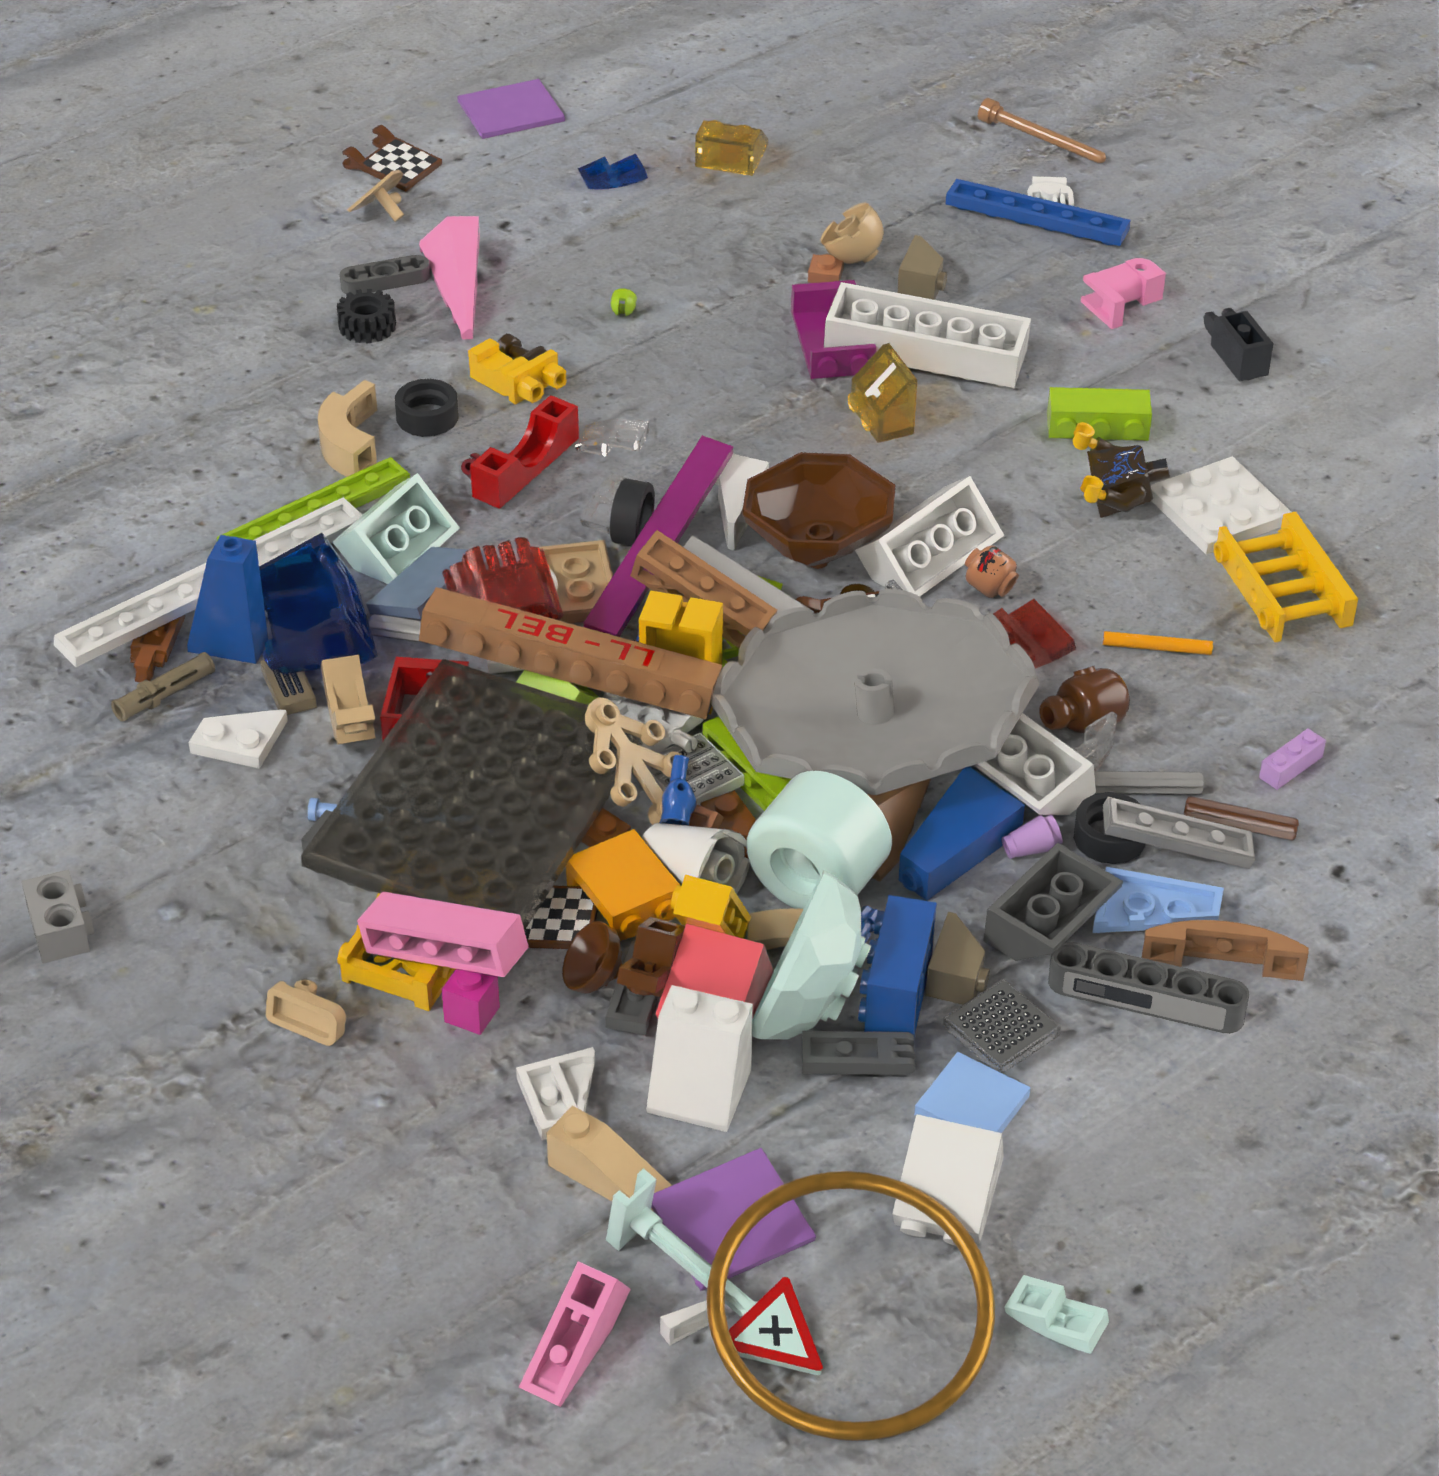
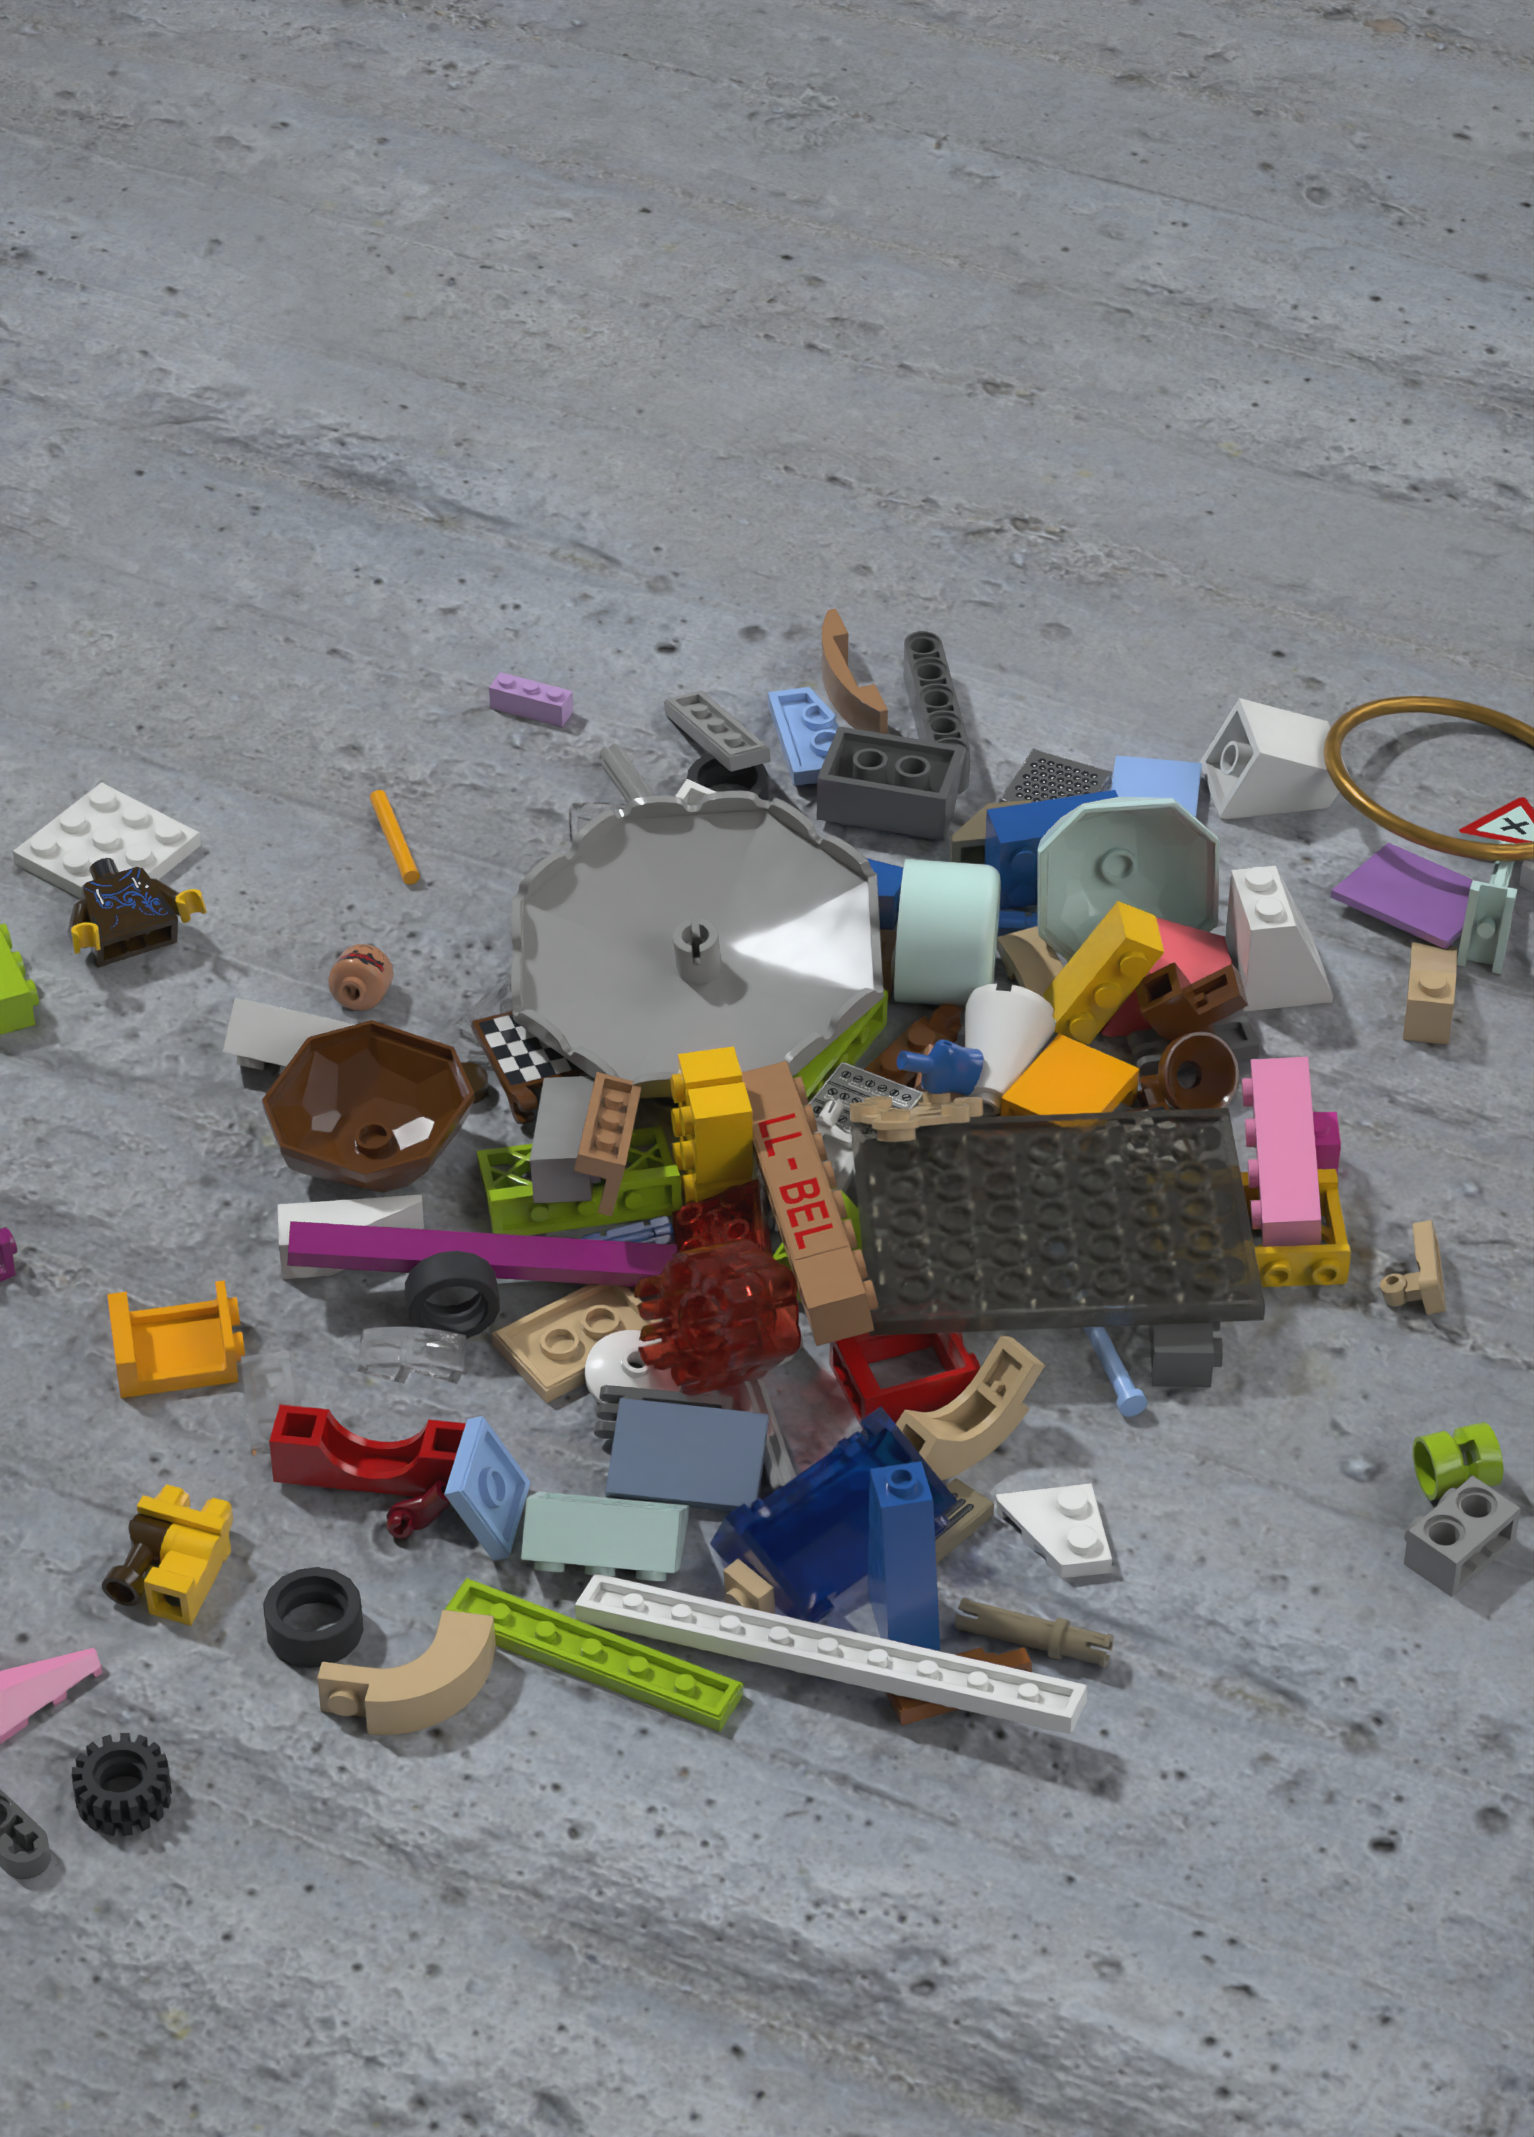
camera: 115 degrees left, 0 degrees up
(114, 938) = (1450, 1460): none -> lime wheel
(457, 478) = (487, 1488): none -> light blue tile
(556, 1085) = (1370, 1053): white wing -> none
(695, 407) = (175, 1344): none -> light orange panel
(885, 396) = (66, 1149): clear yellow slope -> none
(1036, 633) = (449, 934): clear red slope -> none
(1048, 1312) = (1351, 678): light aqua slope -> none
(1085, 700) = (534, 834): reddish brown piece -> none
(1242, 818) = (644, 716): reddish brown axle -> none
(1304, 556) = (215, 733): yellow fence -> none

